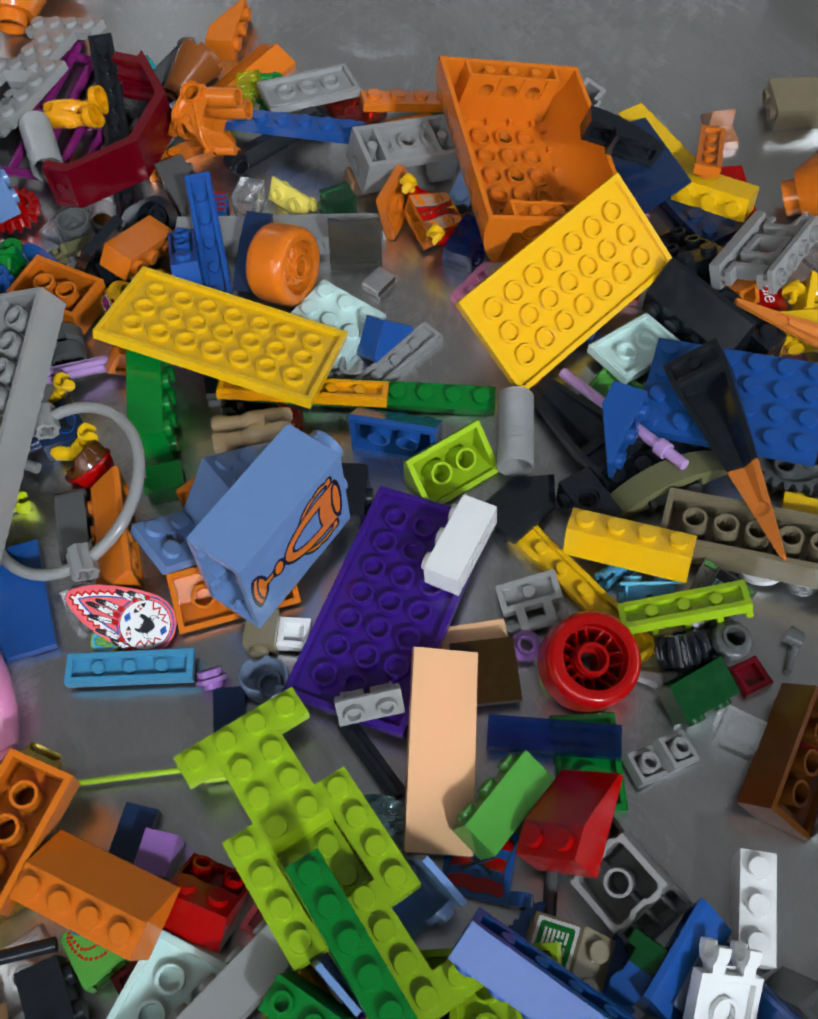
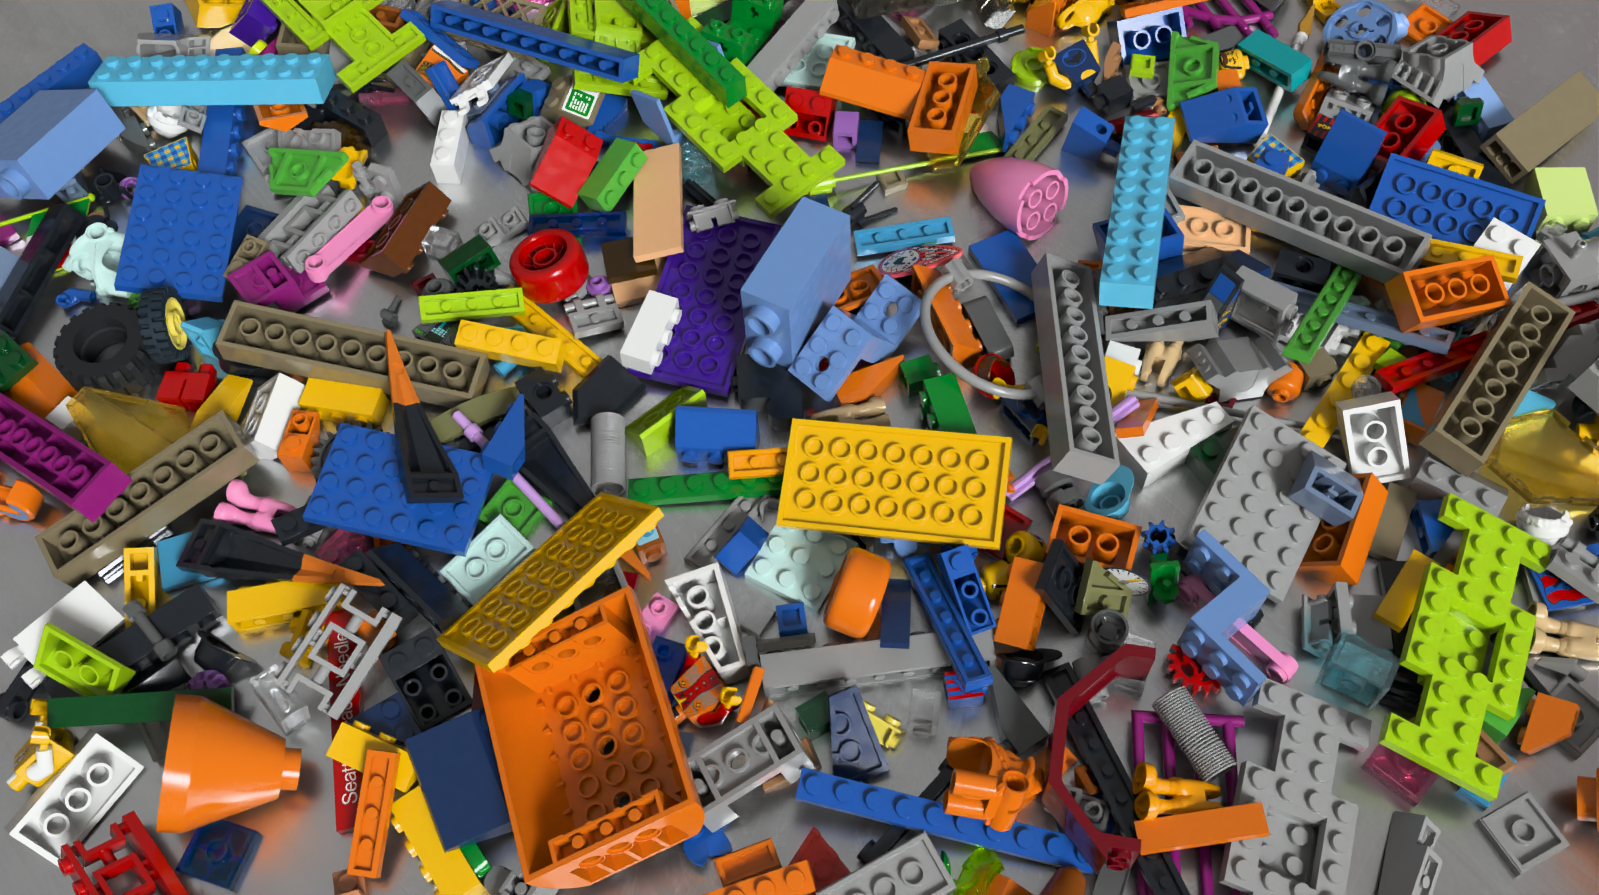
camera: 175 degrees right, 0 degrees up
(61, 82) = (1202, 828): none -> orange tile
(120, 762) = (892, 182): none -> dark tan tile
(180, 712) = (858, 210): none -> black plant
(312, 177) = (853, 740): none -> dark blue wing
(348, 274) = (791, 619): none -> blue plate
(386, 231) = (751, 653): none -> dark grey tile
(420, 276) = (711, 613): none -> white wedge
(474, 353) = (651, 546): none -> dark orange brick
(620, 137) = (484, 759): black slope -> none

